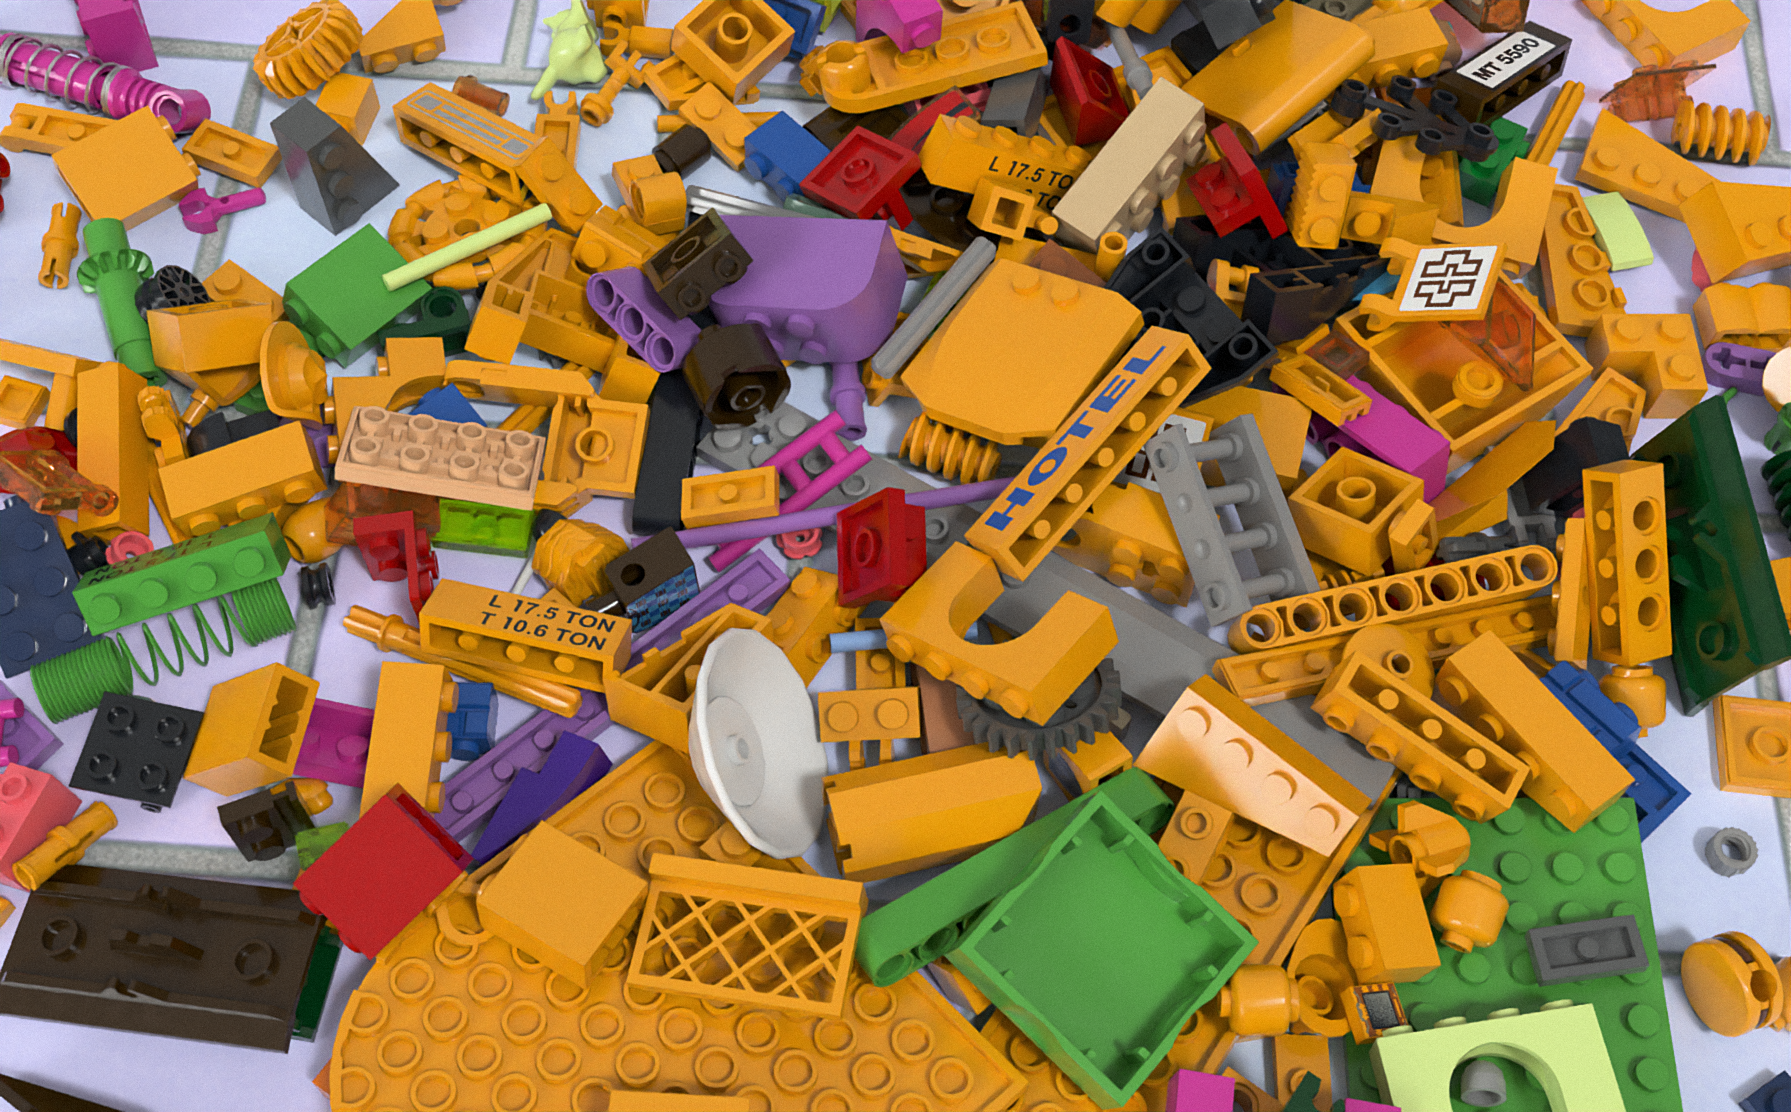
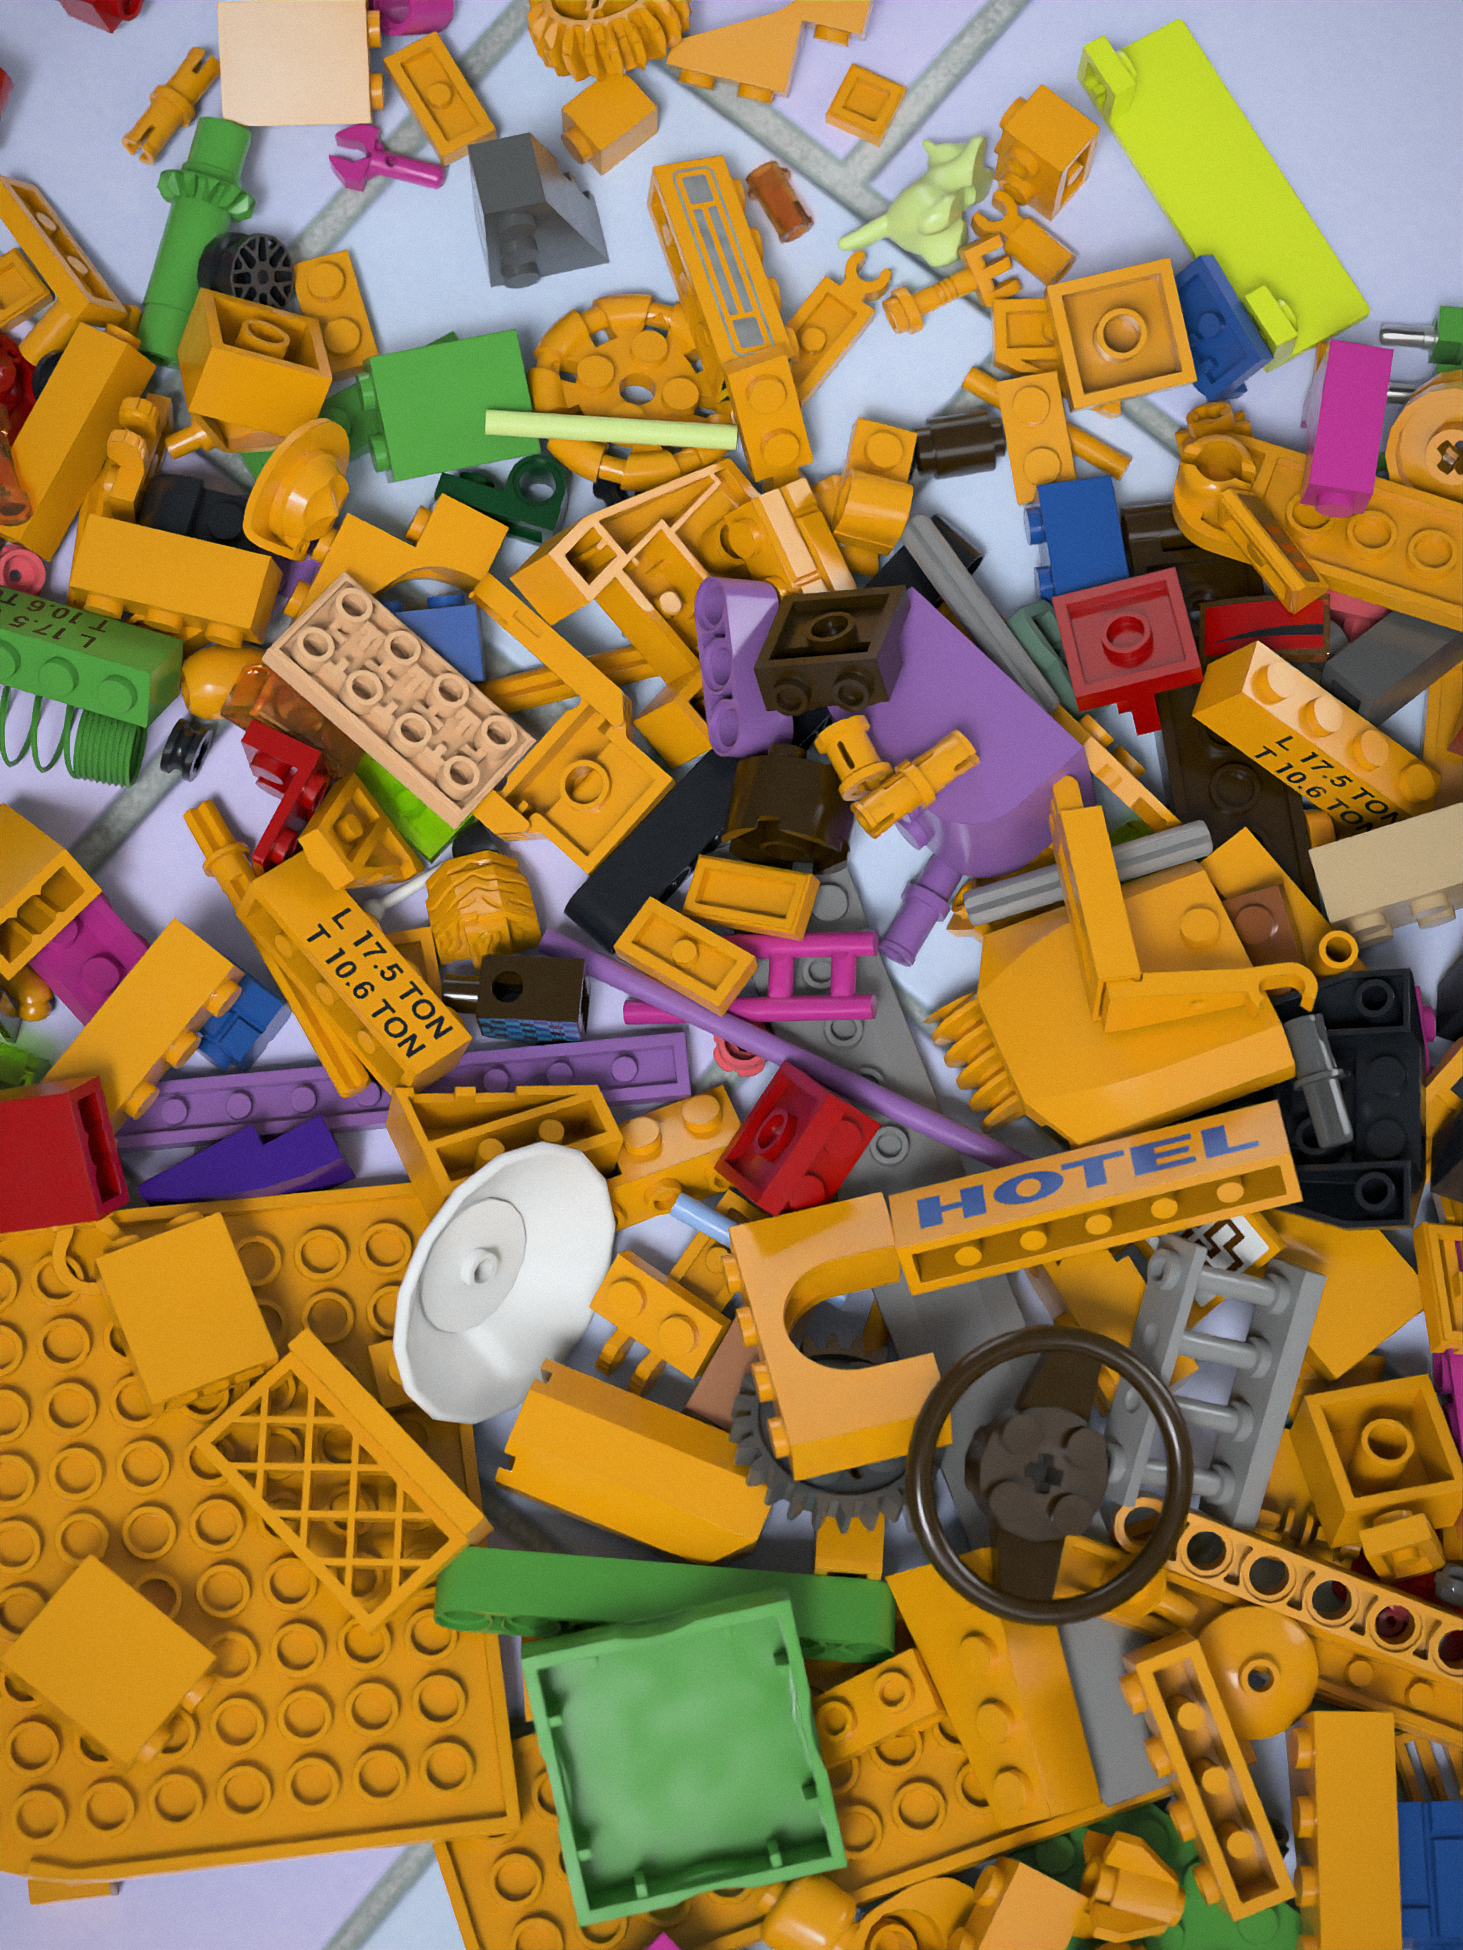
camera: 35 degrees right, 15 degrees up
(466, 559) = (356, 840): none -> light orange wing
(494, 28) = (865, 105): none -> light orange tile
(746, 441) = (751, 897): none -> light orange tile
(766, 318) = (853, 757): none -> light orange bush
(803, 296) = (915, 784): none -> light orange pin
(905, 79) = (1270, 549): none -> light orange slope
(985, 311) = (1106, 942): none -> light orange hinge
(1007, 210) = (1260, 805): light orange brick -> none
(1160, 312) = (1319, 1079): none -> dark grey axle
(1208, 627) = (1032, 1521): none -> dark brown piece
(1290, 657) = (1155, 1598): none -> light orange plate

